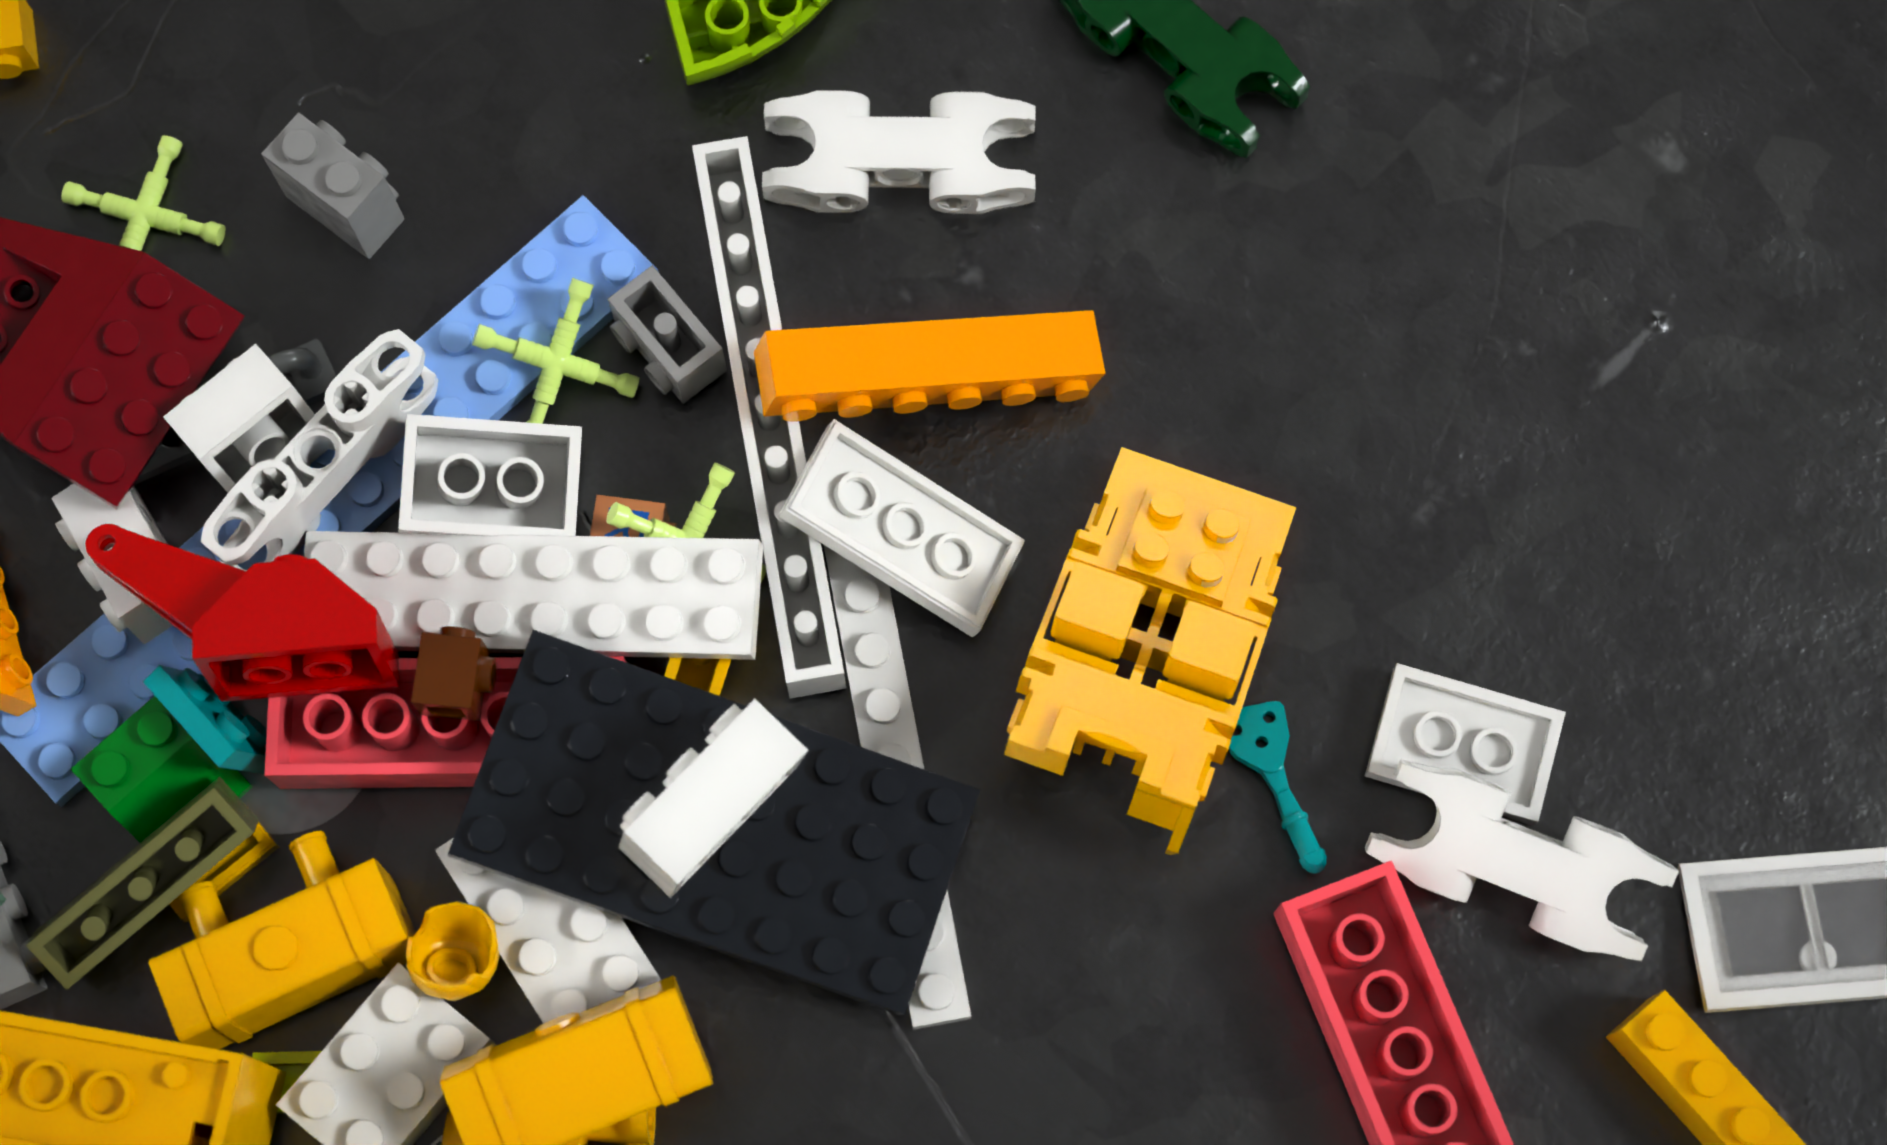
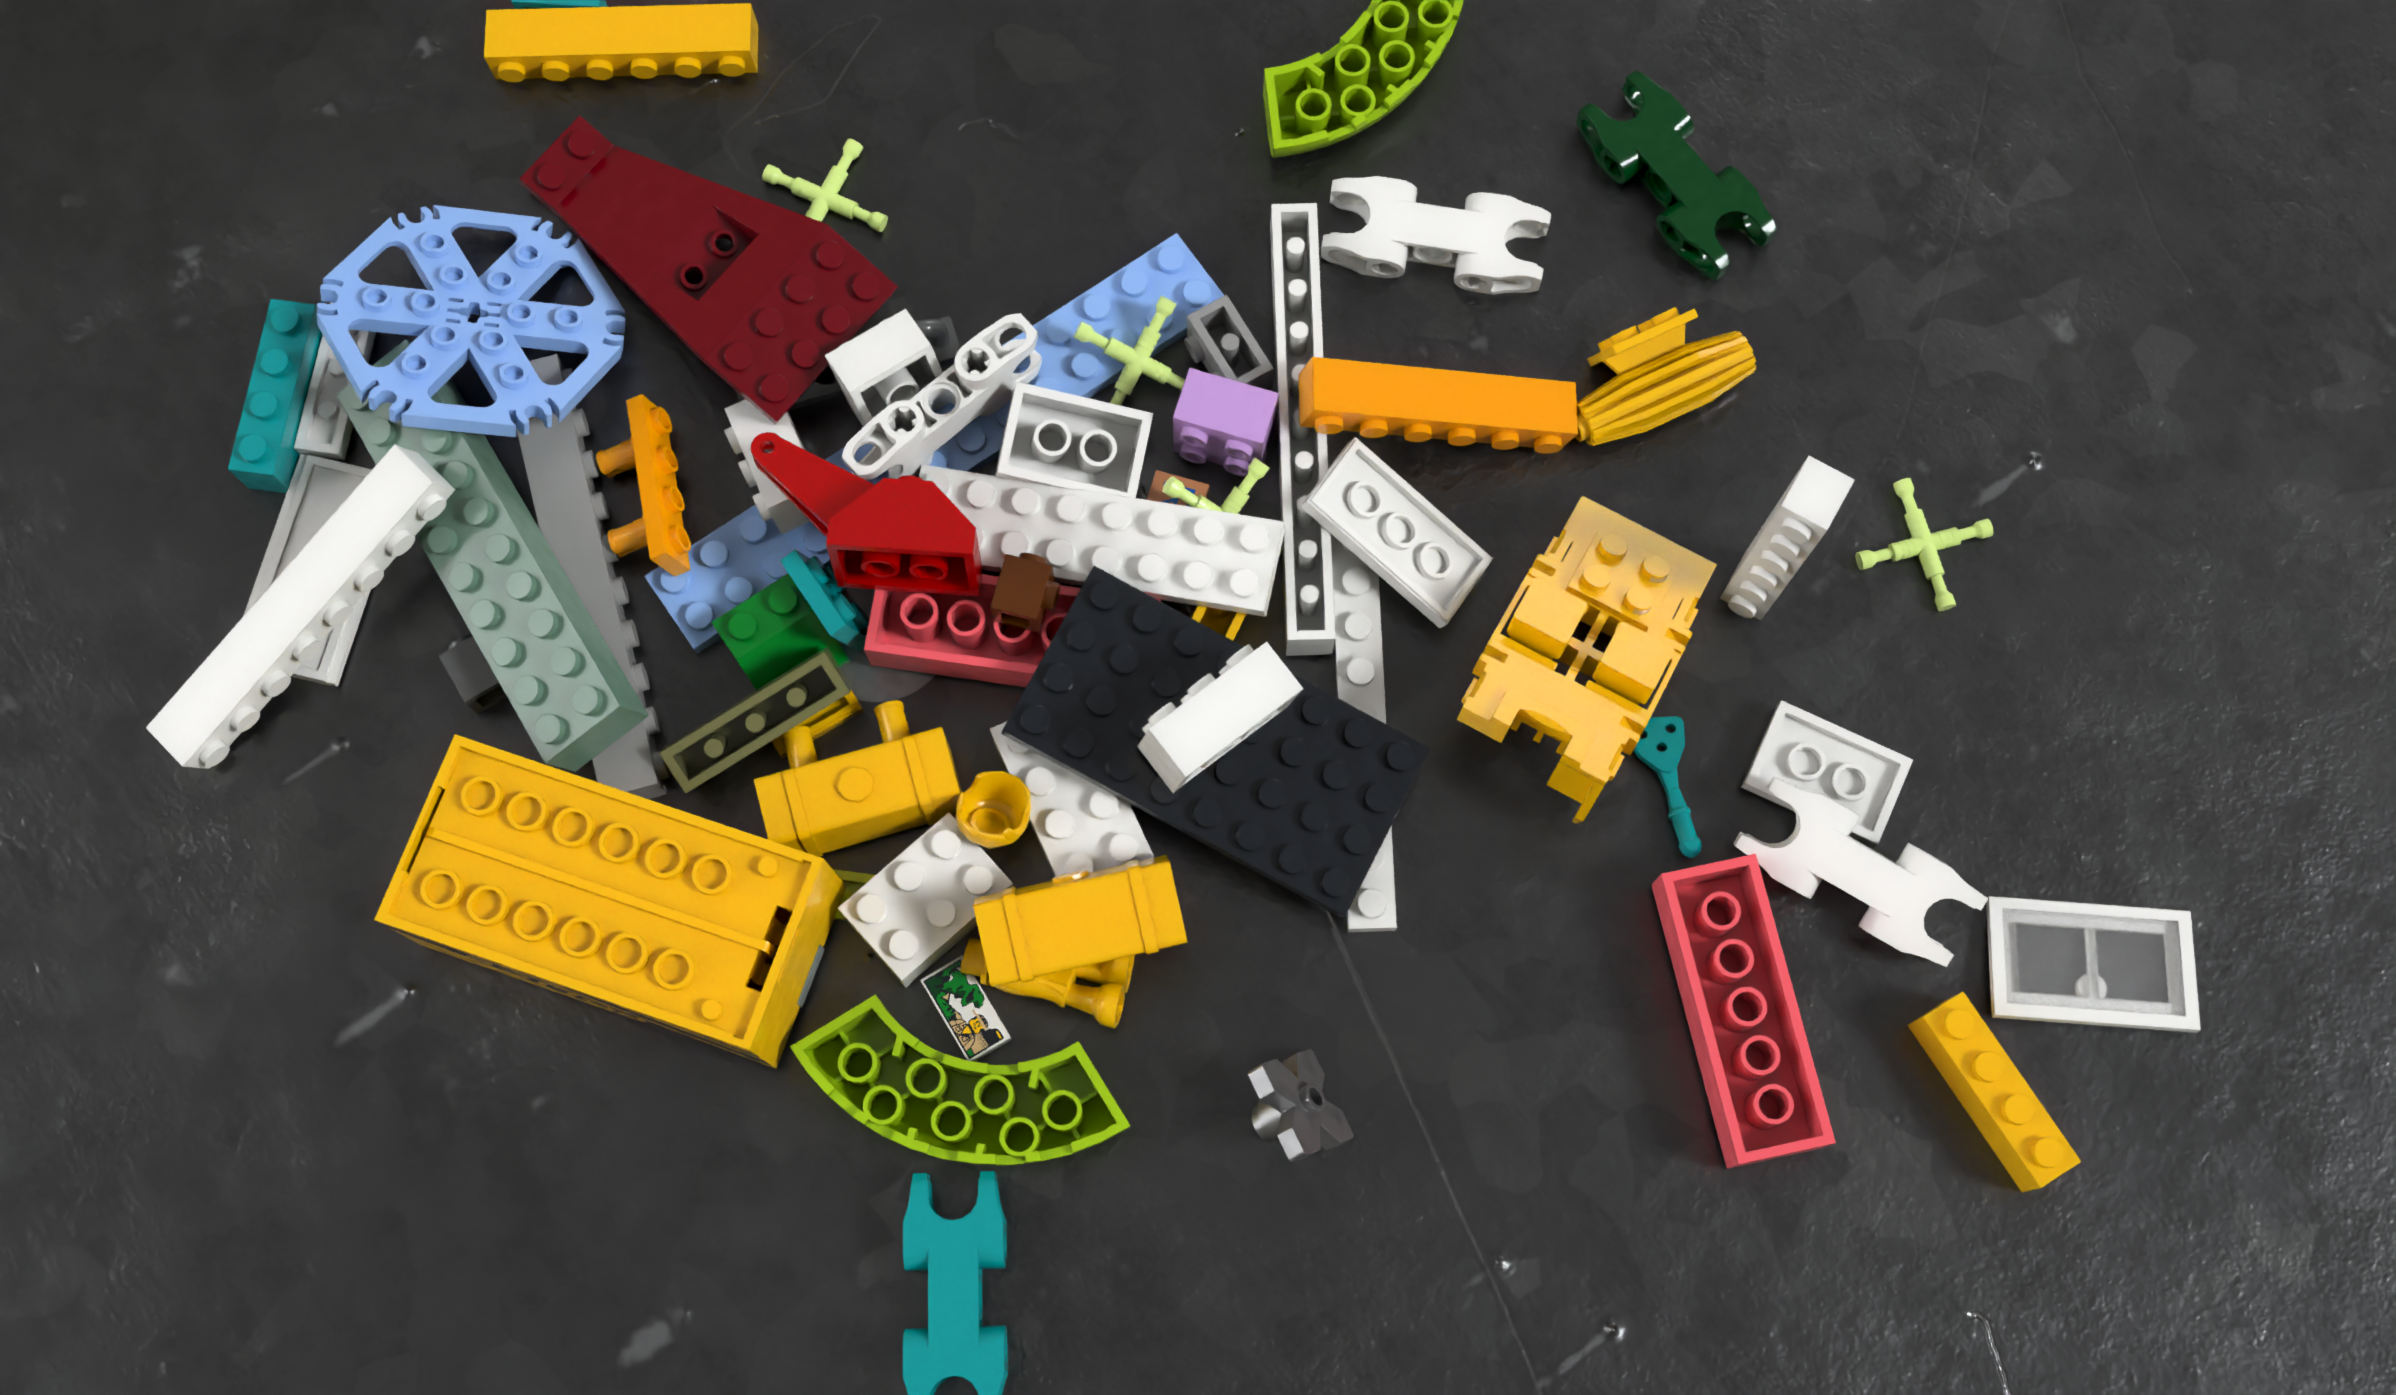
camera: 10 degrees right, 0 degrees up
(334, 184) = (981, 194): light grey brick -> none
(671, 422) = (1224, 421): none -> lavender brick
(1194, 288) = (1659, 376): none -> yellow plate
(1371, 472) = (1786, 538): none -> white brick
(1541, 444) = (1924, 544): none -> yellowish green piece

